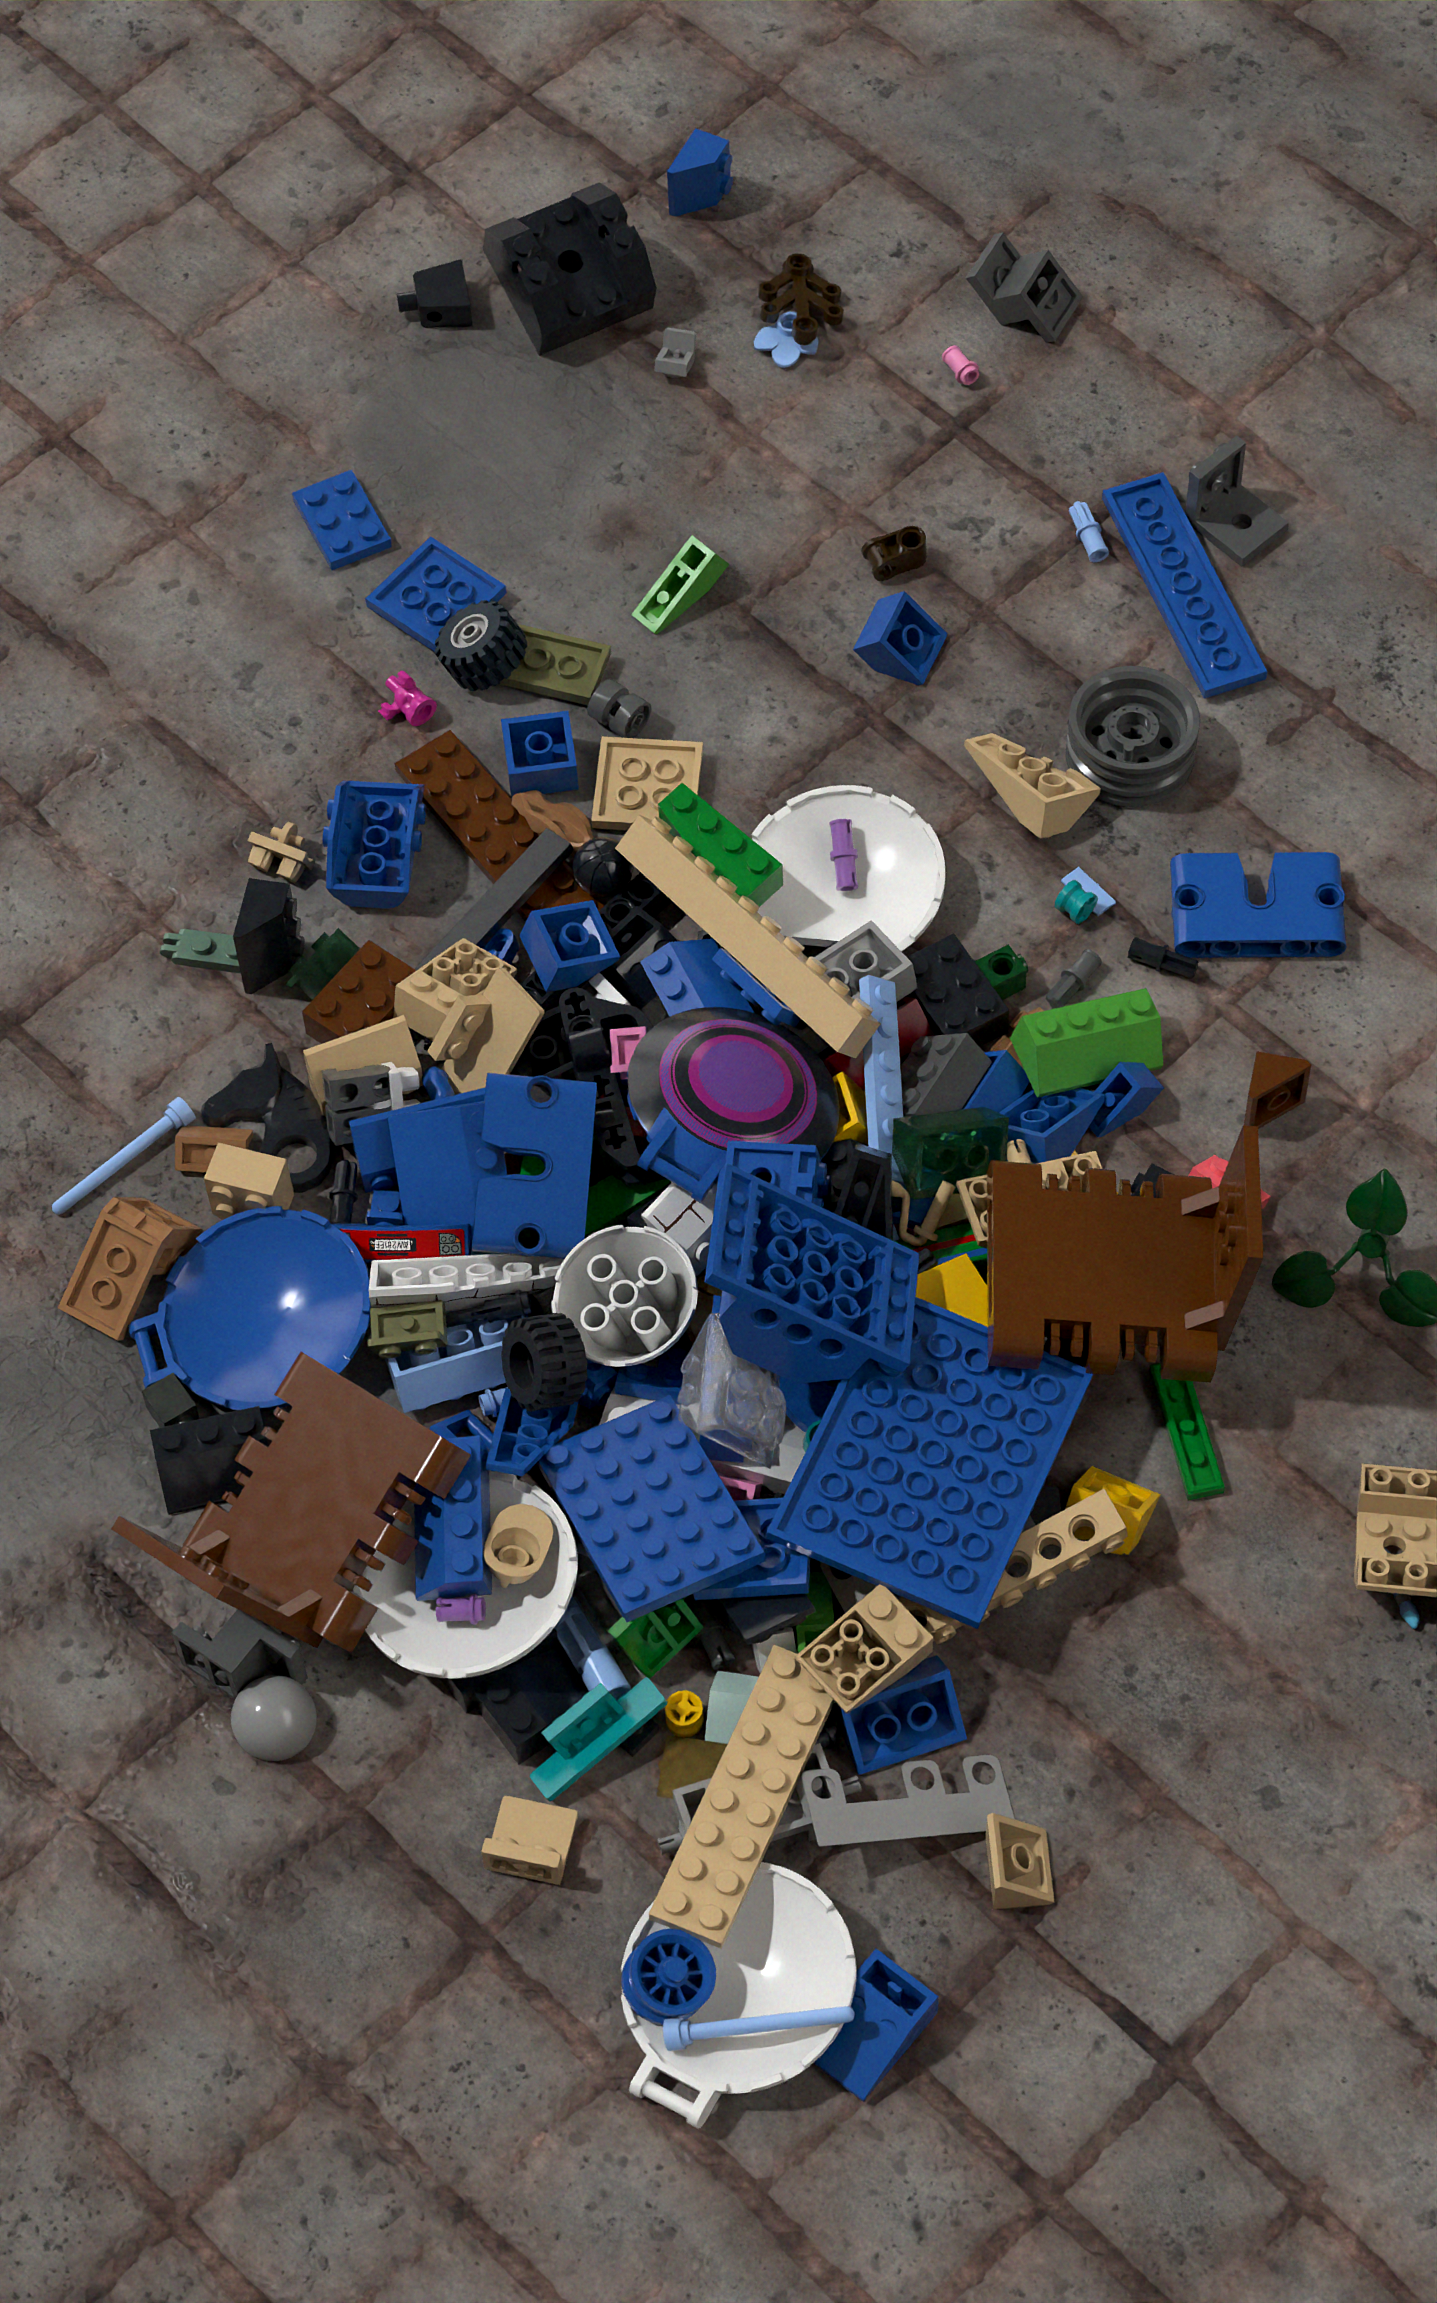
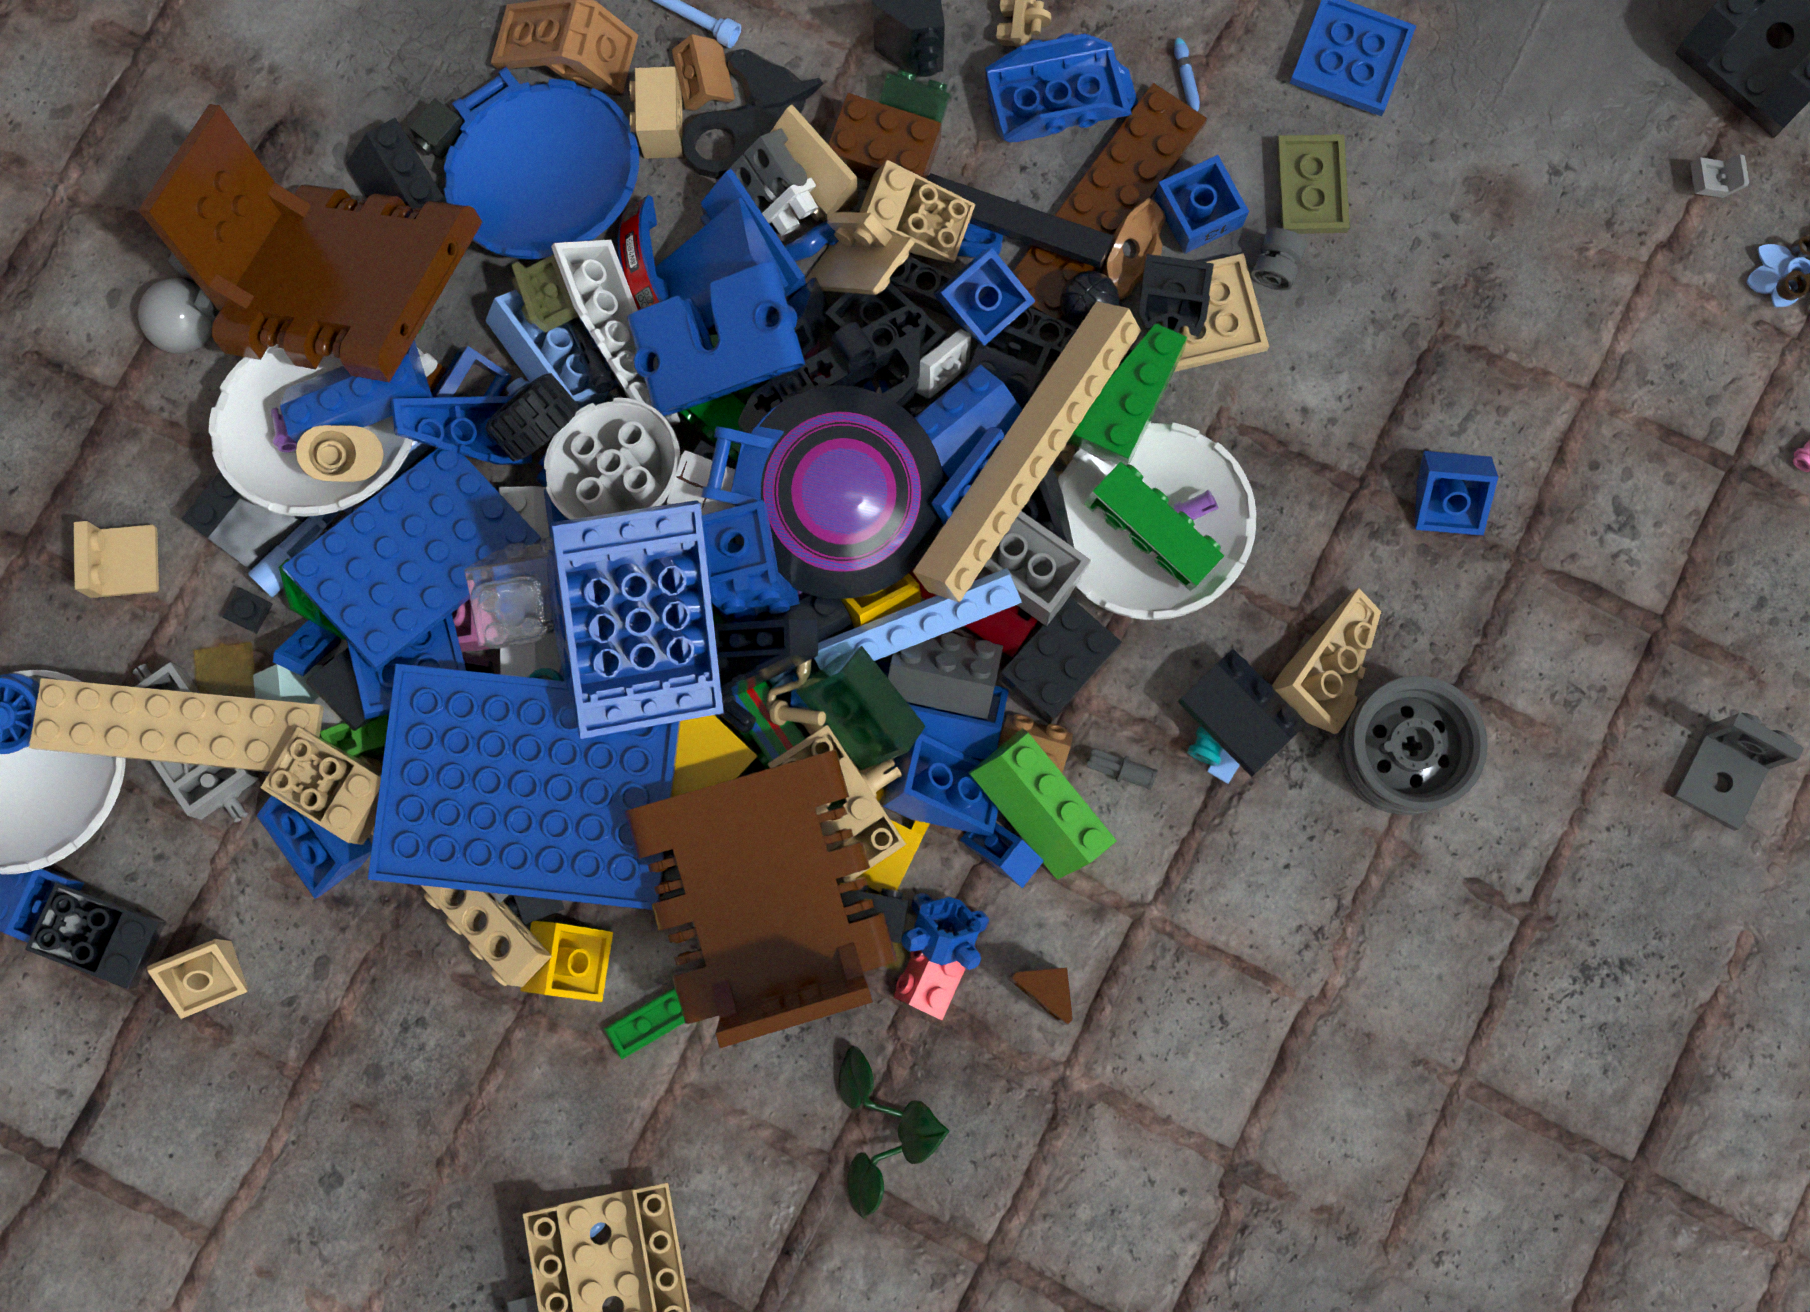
camera: 70 degrees right, 20 degrees up
(343, 1193) = (682, 197): black axle -> none
(374, 734) = (1181, 54): none -> medium blue piece
(385, 1209) = (675, 236): blue bracket -> none
(409, 700) = (1225, 71): dark pink piece -> none
(480, 645) = (1300, 110): black wheel -> none
(591, 1732) = (218, 581): teal bracket -> none
(622, 794) = (1175, 293): none -> black plate
(622, 1047) = (863, 375): bright pink bracket -> none
(680, 585) = (1445, 269): bright green slope -> none
(684, 1704) = (261, 646): yellow wheel -> none
(699, 1664) = (305, 648): none -> blue plate
(850, 870) = (1155, 525): none -> green wedge
(896, 552) = (1554, 455): dark brown piece -> none
(919, 1815) = (217, 883): light grey piece -> none
(947, 1939) = (95, 936): none -> black slope
(1004, 961) = (1097, 684): dark green brick -> none
(1053, 857) = (1242, 712): none -> black slope
(1088, 532) = (1654, 634): light blue axle -> none
(1162, 957) = (1174, 846): black axle -> none
(1184, 585) = (1623, 745): blue plate -> none
(1192, 1151) = (942, 946): none -> blue piece
(1230, 926) = (1254, 958): blue connector -> none

